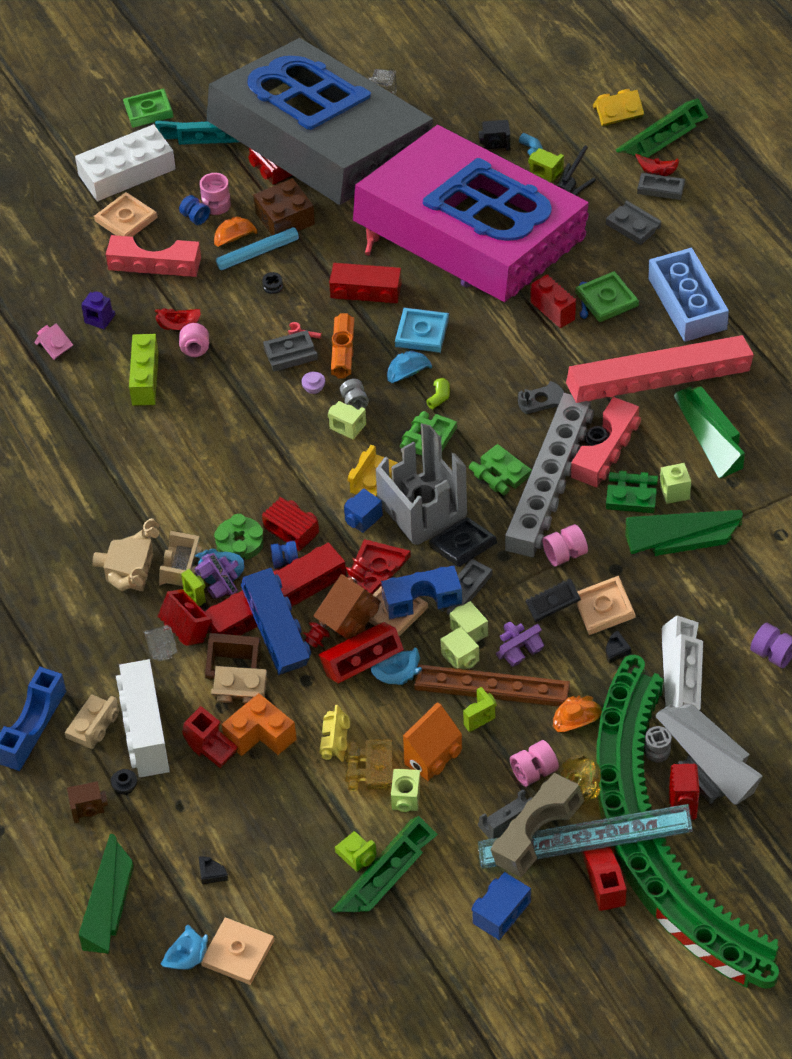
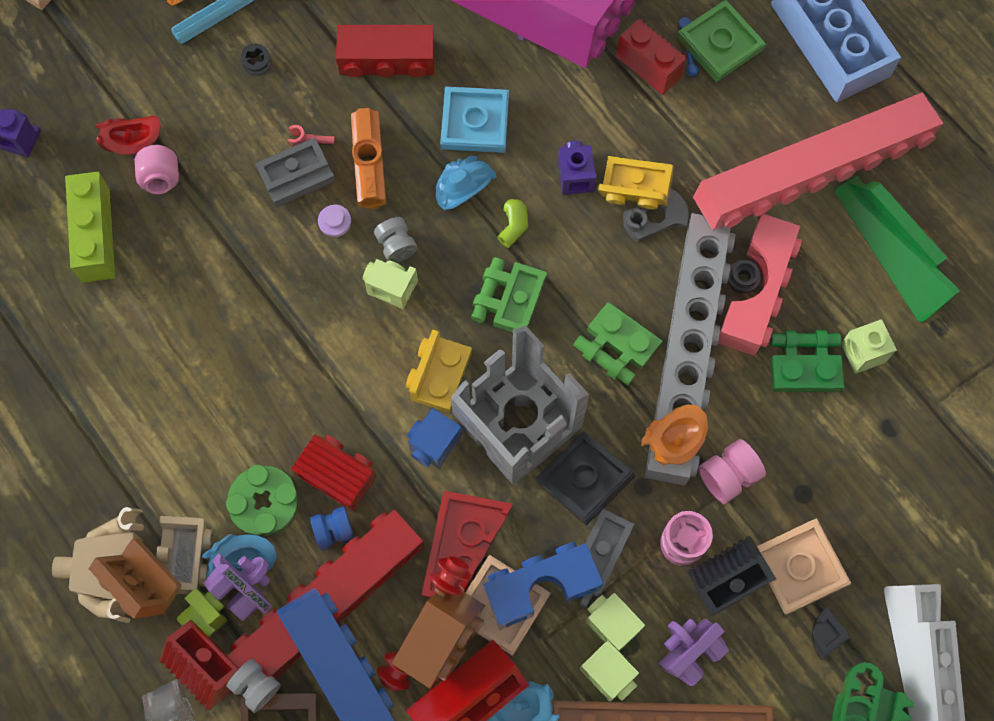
camera: 10 degrees left, 20 degrees up
(154, 556) = (137, 580): none -> dark orange bracket
(179, 259) = (120, 34): coral arch -> none
(221, 624) = (253, 685): none -> light grey wheel
(489, 359) = (576, 168): none -> dark purple brick
(525, 578) = (686, 538): none -> bright pink wheel
(528, 514) = (677, 435): none -> orange hat
(529, 374) = (637, 182): none -> yellow bracket
(681, 531) = (889, 429): green wedge -> none

